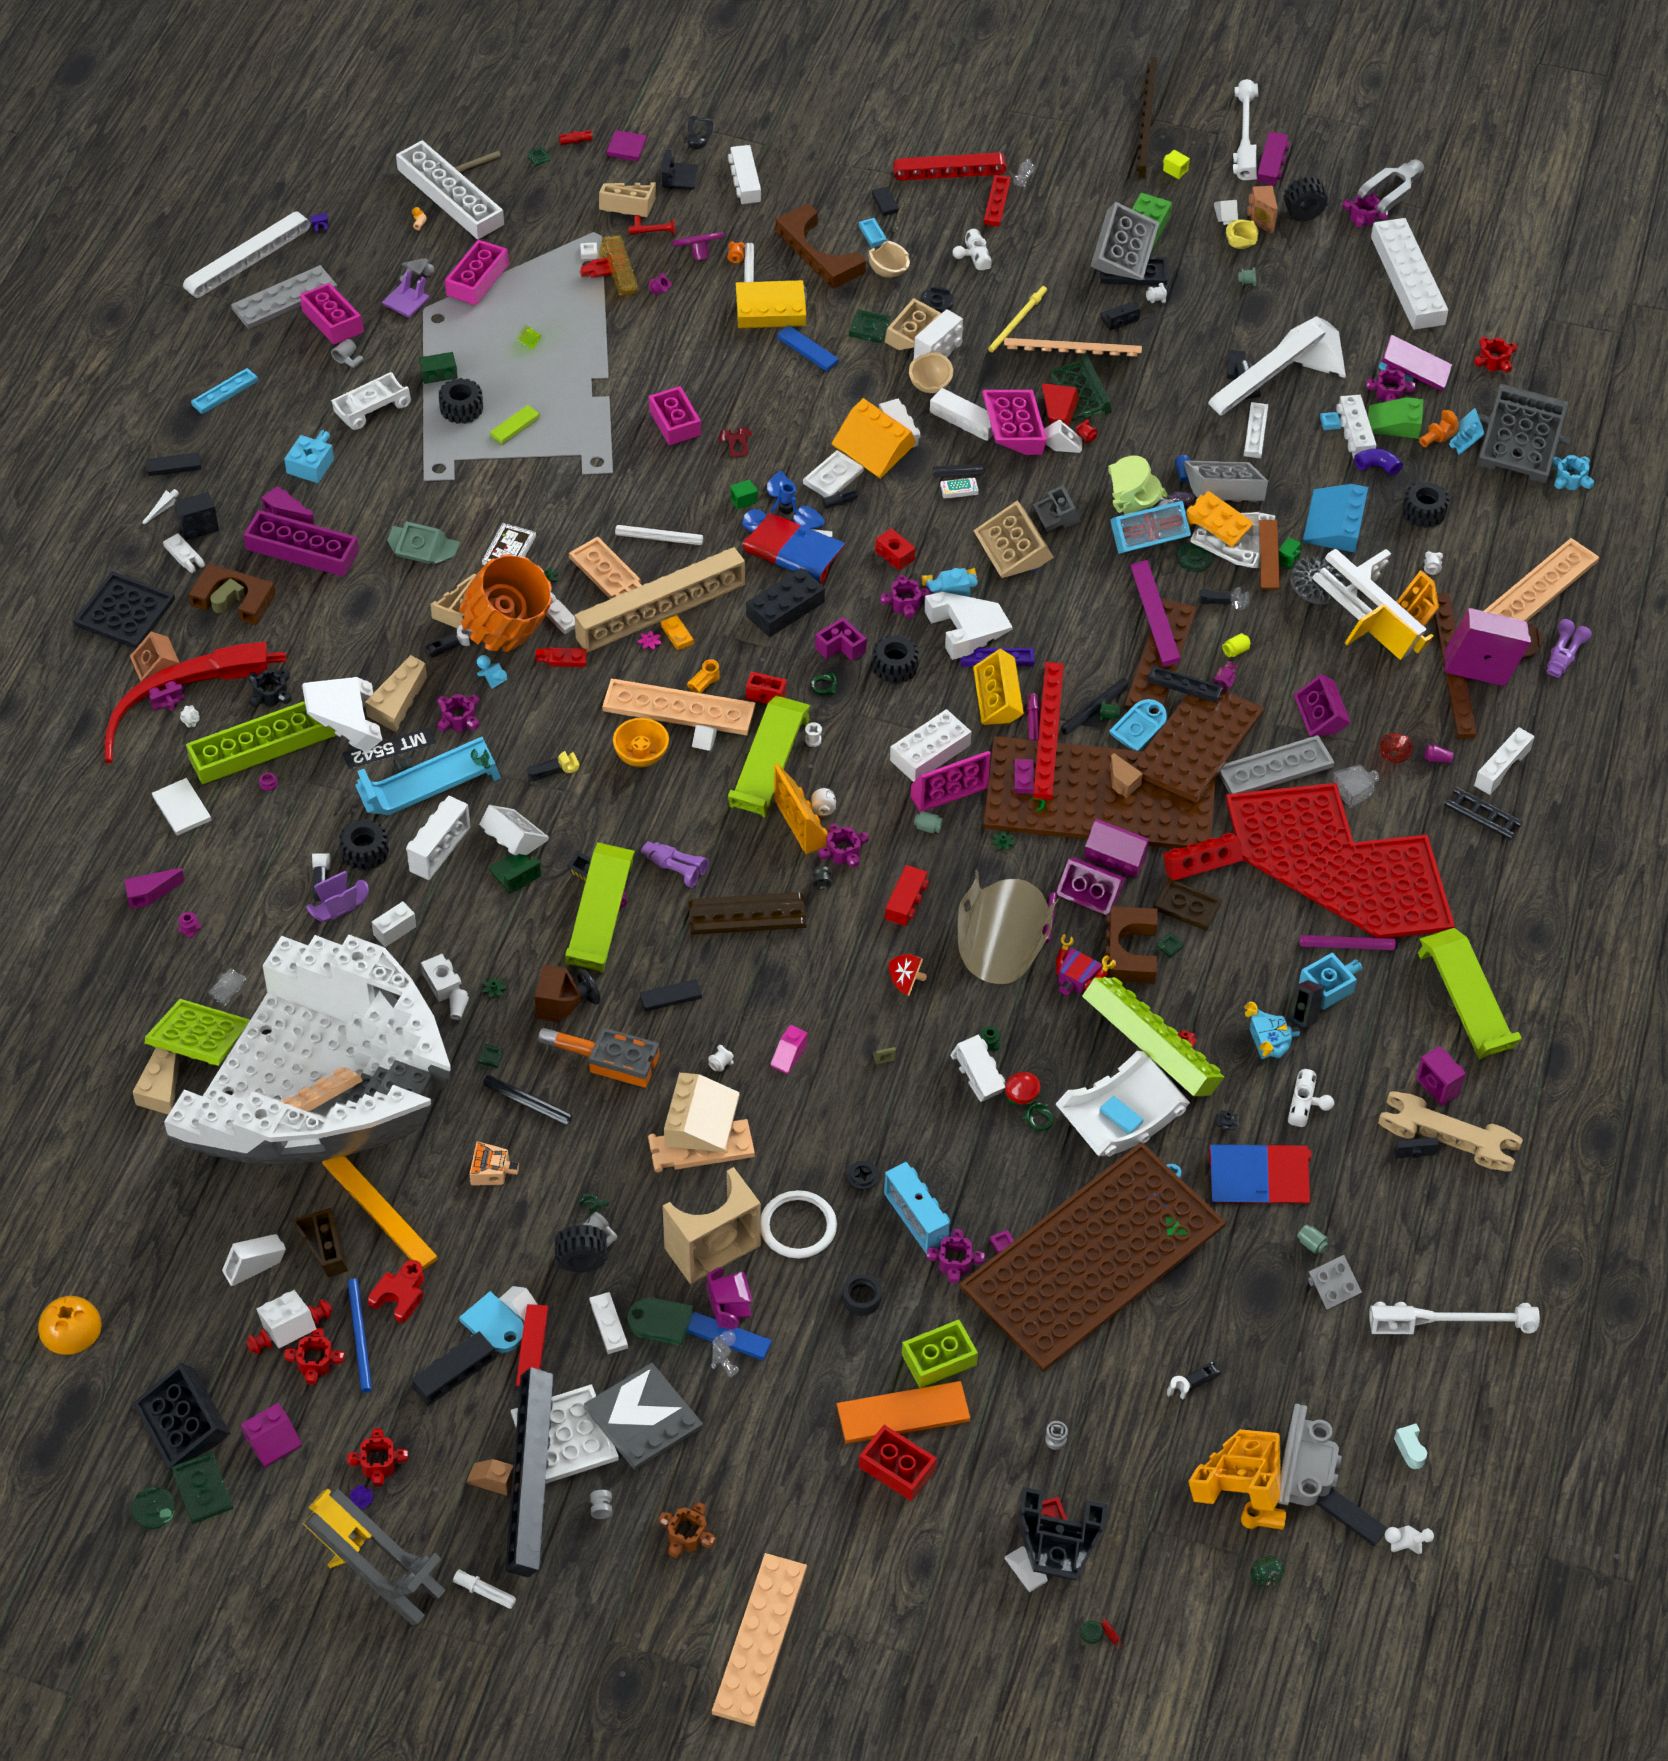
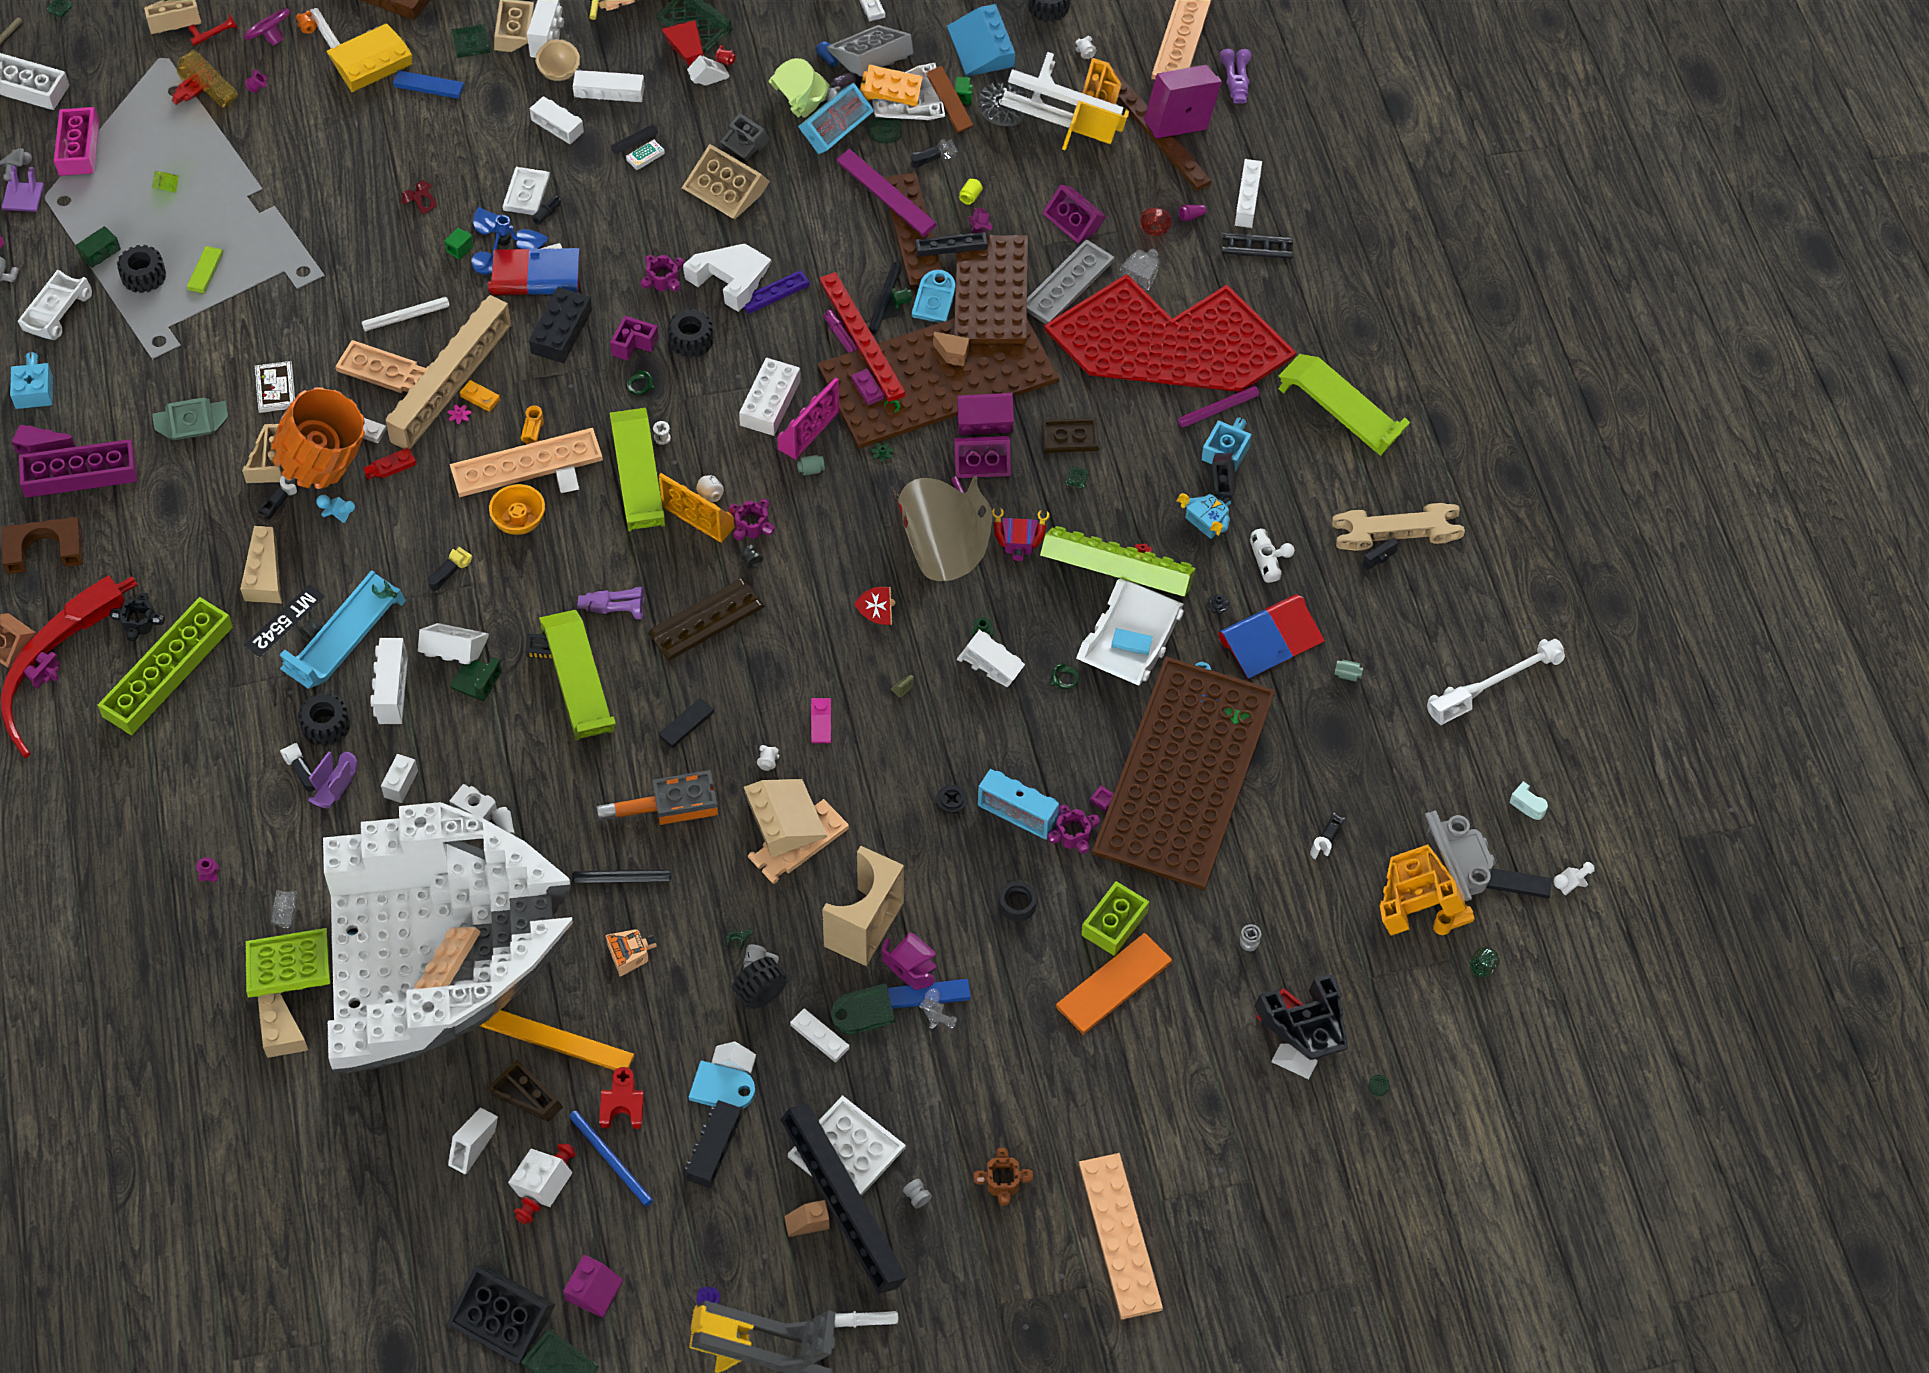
camera: 30 degrees left, 5 degrees up
(69, 1325) = (342, 1295): light orange piece -> none
(149, 888) = (147, 855): magenta slope -> none
(181, 806) = (126, 765): white tile -> none
(189, 716) = (78, 678): white plant -> none
(226, 596) = (37, 549): olive leg -> none
(268, 781) = (193, 703): magenta plate -> none
(311, 1369) = (591, 1209): red piece -> none
(341, 707) = (221, 603): white wedge -> none
(377, 1471) = (708, 1267): red piece -> none
(457, 702) = (336, 569): magenta piece -> none
(491, 1055) = (563, 853): clear green tile -> none
(494, 987) = (525, 791): dark green plant -> none
(532, 1339) = (767, 1085): red slope -> none
(558, 994) = (594, 767): reddish brown piece -> none
(588, 250) = (167, 77): white tile -> none
(643, 1416) = (903, 1099): dark grey plate -> none
(674, 415) = (350, 197): dark pink brick -> none
(764, 687) = (594, 411): red brick -> none
(804, 1252) = (948, 849): white wedge -> none
(873, 438) = (544, 142): light orange slope -> none
(895, 549) = (626, 234): red brick -> none
(897, 1462) = (1140, 1028): red brick -> none
(906, 895) = (834, 538): red brick -> none
(952, 581) = (697, 242): medium azure torso -> none
(998, 689) = (794, 320): yellow slope -> none
(1015, 420) = (660, 71): dark pink slope -> none
(1022, 1089) = (1038, 658): red hair -> none
(1110, 1631) = (1393, 1077): red piece -> none
(1125, 922) = (1036, 470): reddish brown arch -> none
(1195, 864) = (1059, 388): red brick -> none
(1334, 1282) = (1386, 697): light grey hinge -> none
(1440, 1075) = (1365, 483): magenta brick -> none

